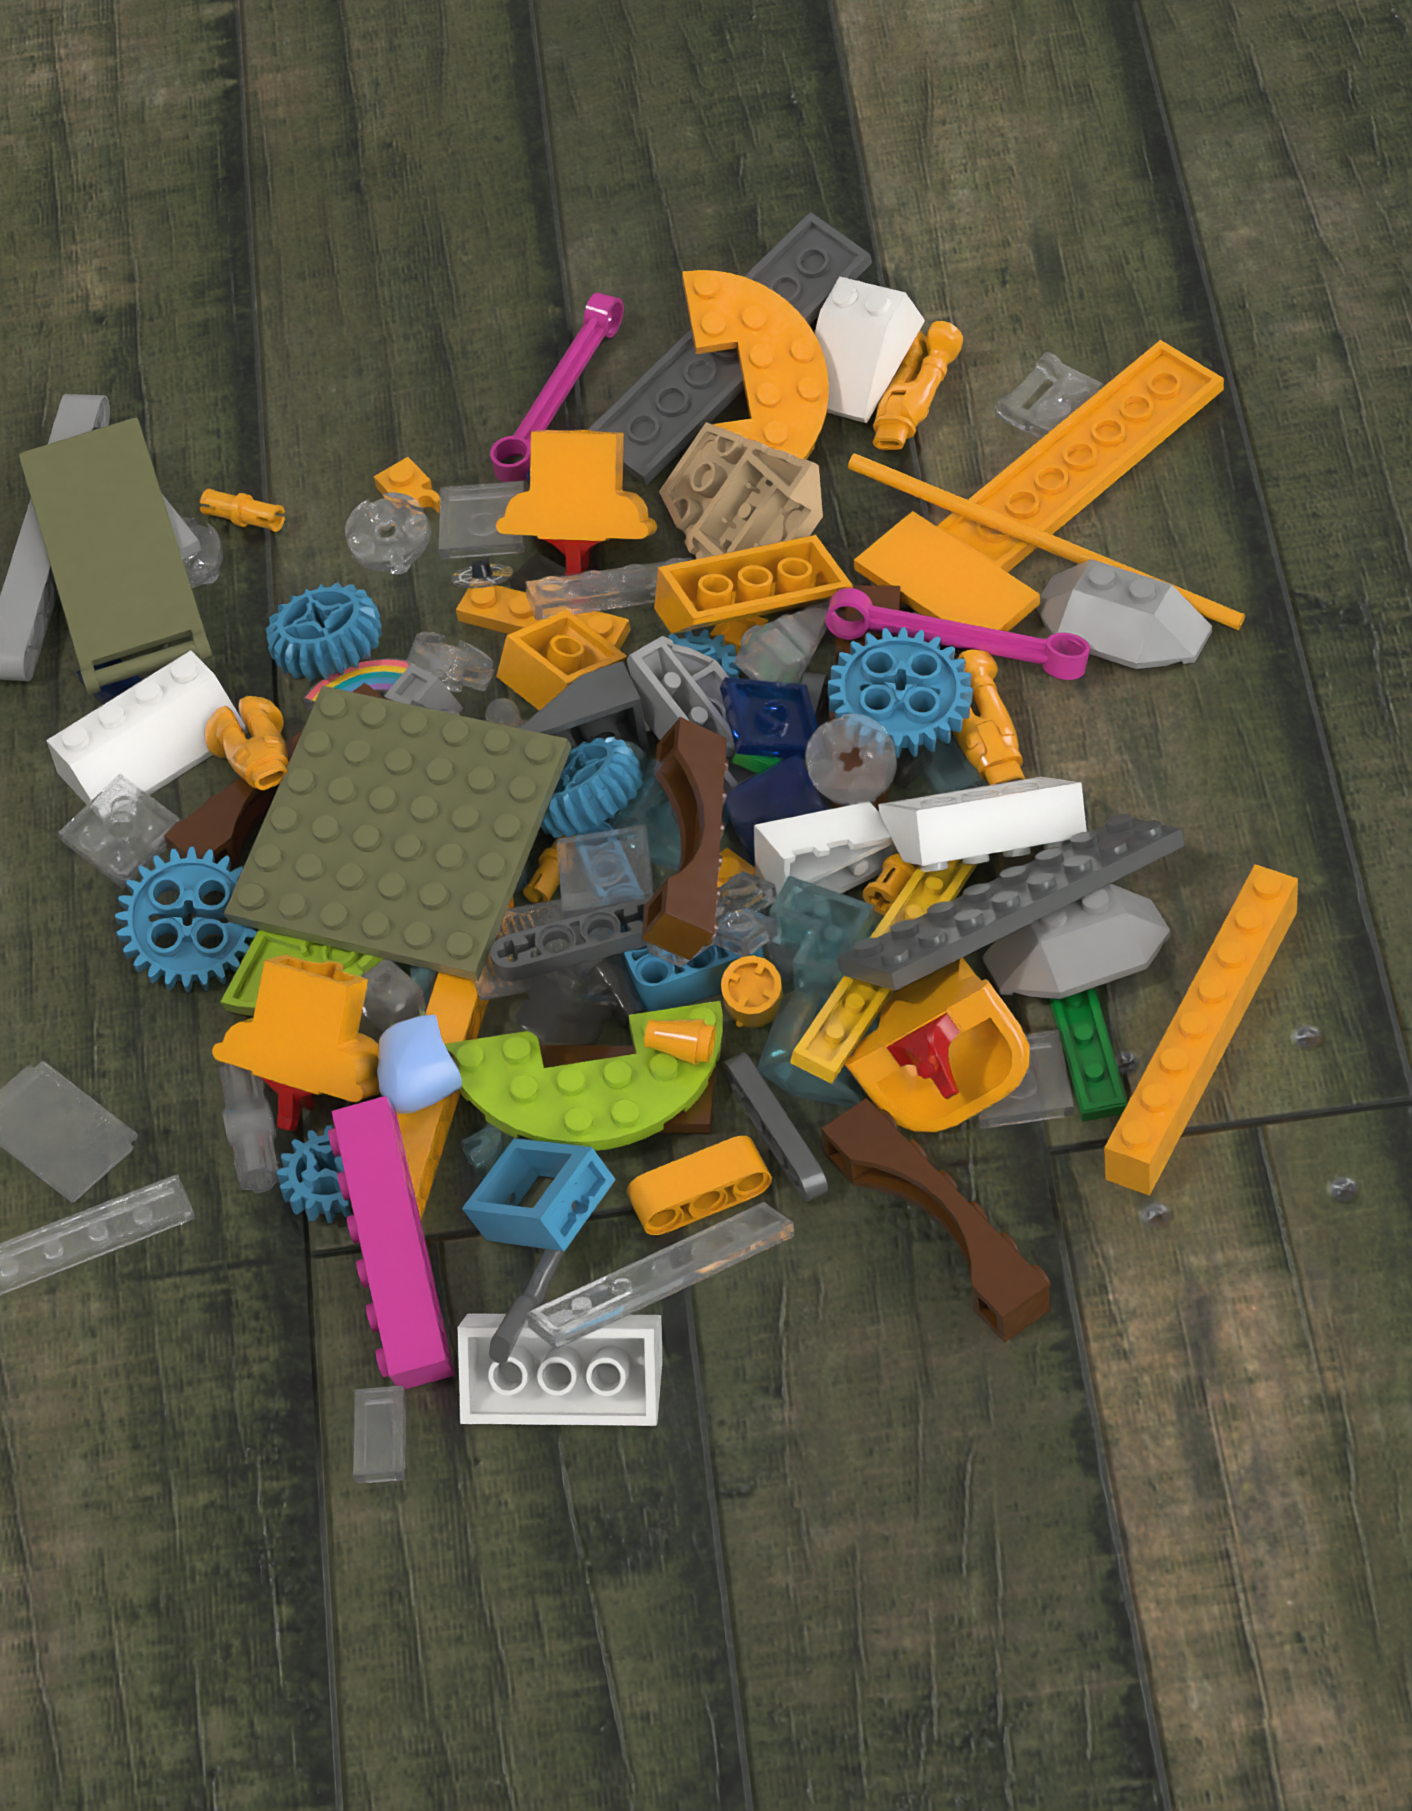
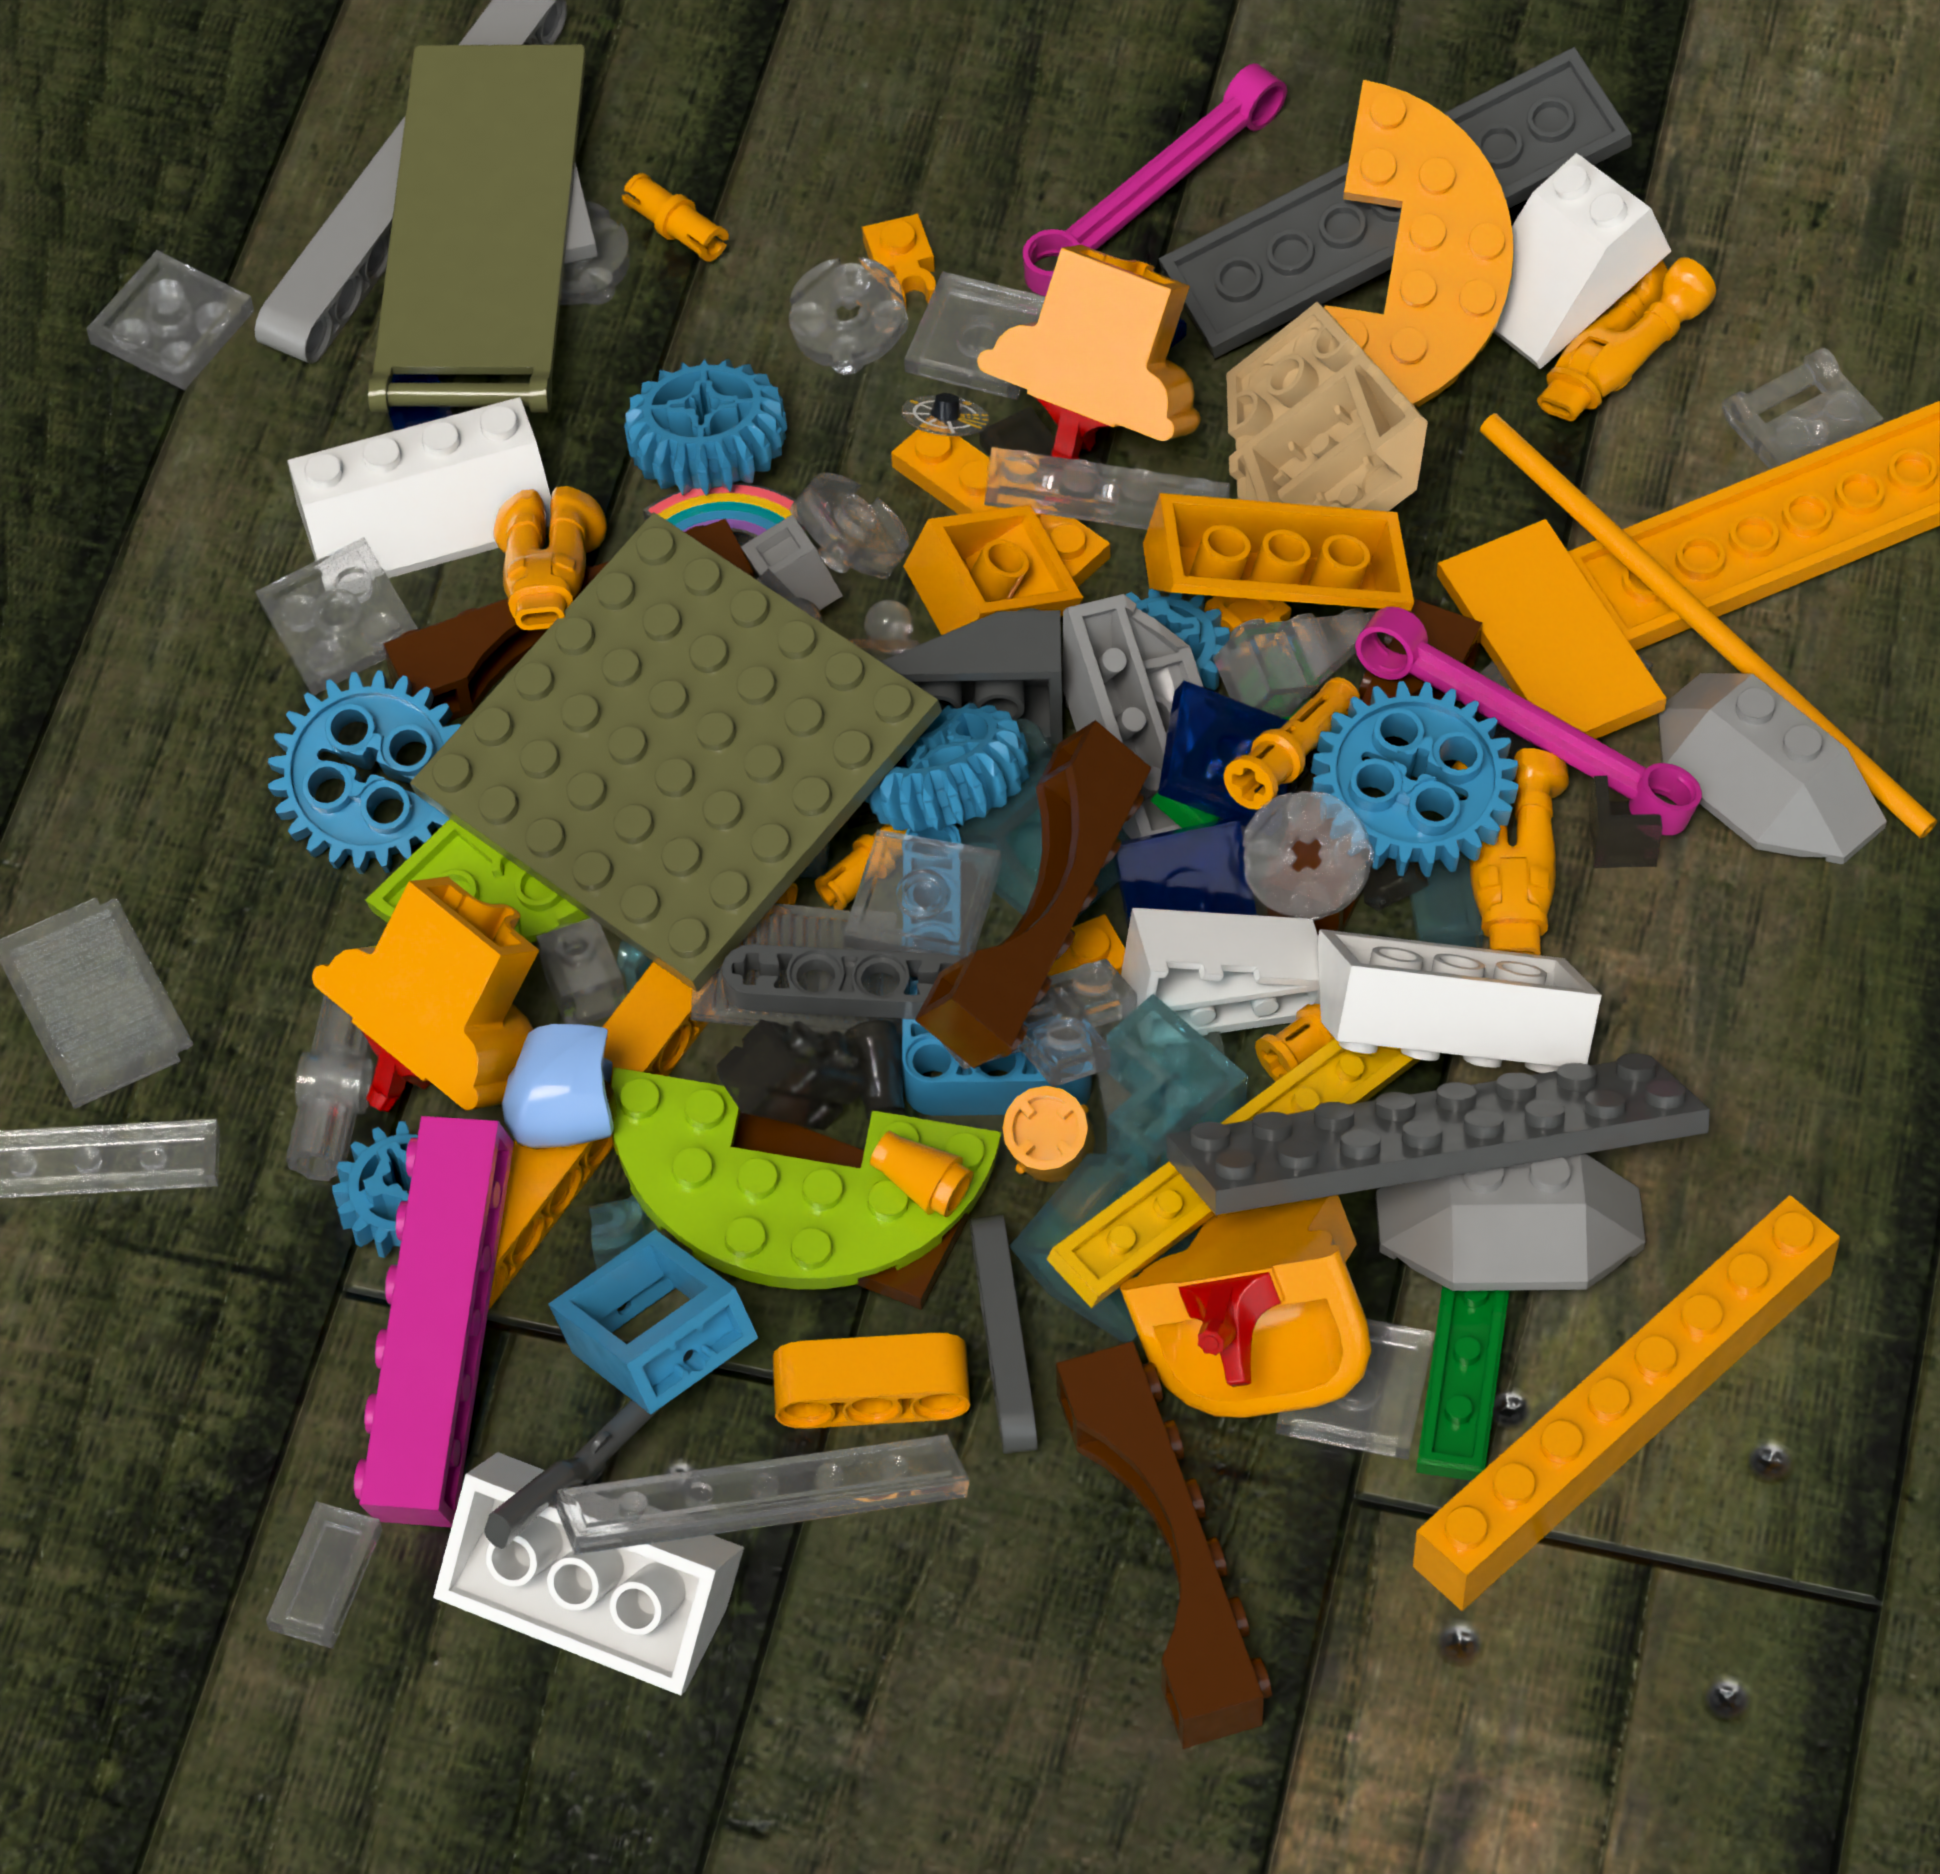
camera: 15 degrees right, 5 degrees up
(808, 702) = (1280, 753): none -> light orange pin
(1044, 689) = (1619, 836): none -> clear smoke panel

